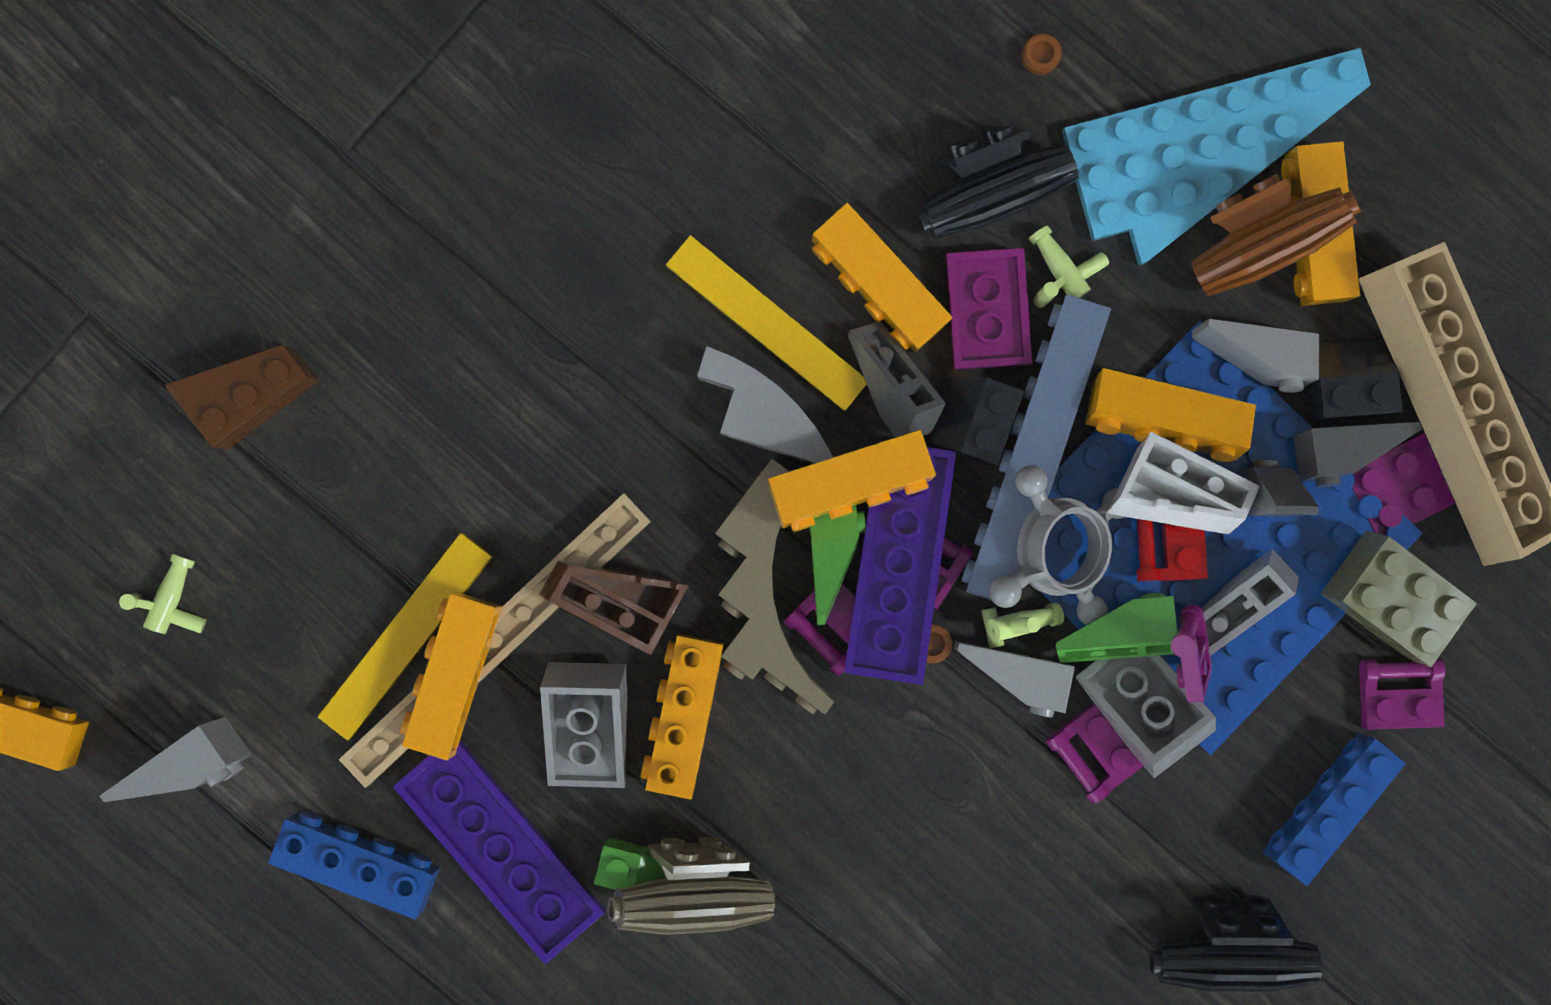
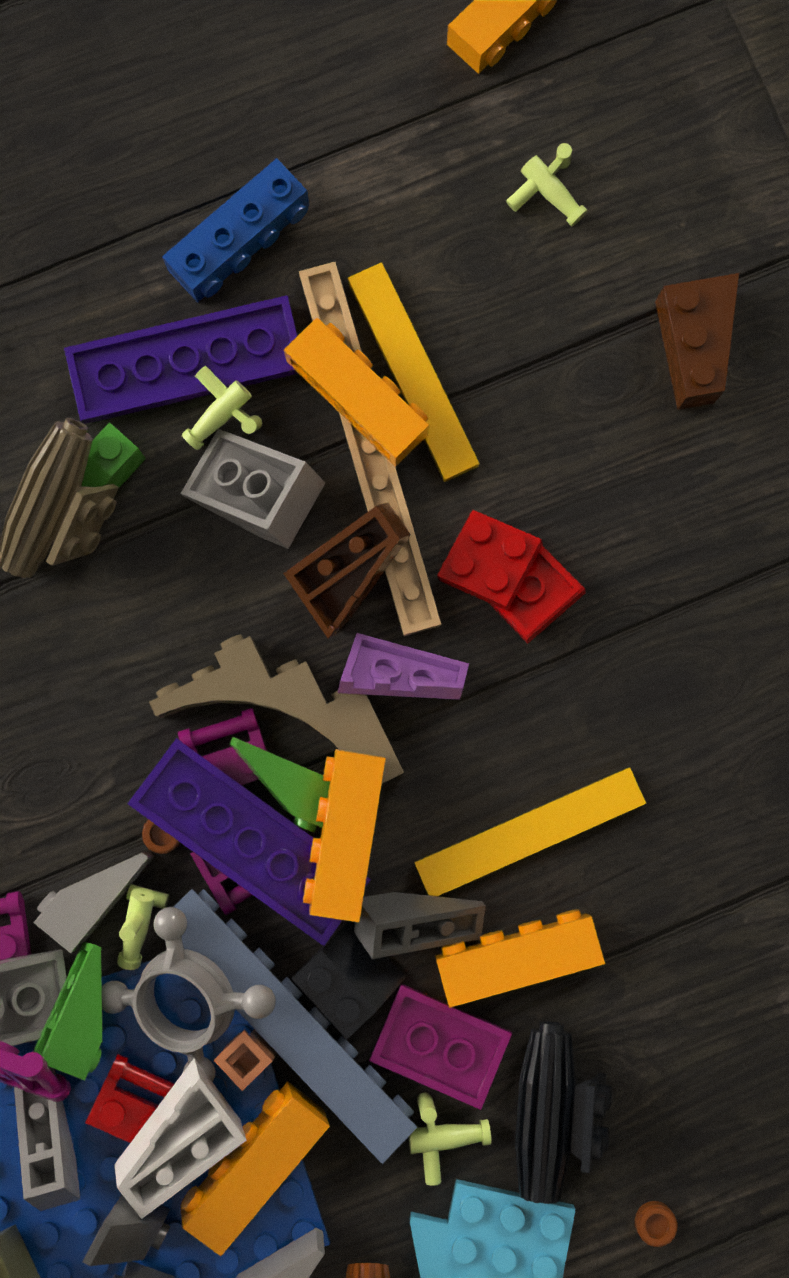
camera: 120 degrees right, 5 degrees down
(200, 757) = (397, 145): light grey slope -> none
(522, 787) = (225, 406): none -> yellowish green piece
(543, 479) = (490, 560): none -> red plate
(552, 430) = (542, 597): none -> red plate
(683, 507) = (398, 670): none -> medium lavender wing
(683, 717) = (215, 577): light orange brick -> none
(762, 411) = (451, 787): light grey slope -> none
(1084, 469) = (245, 1057): none -> nougat brick

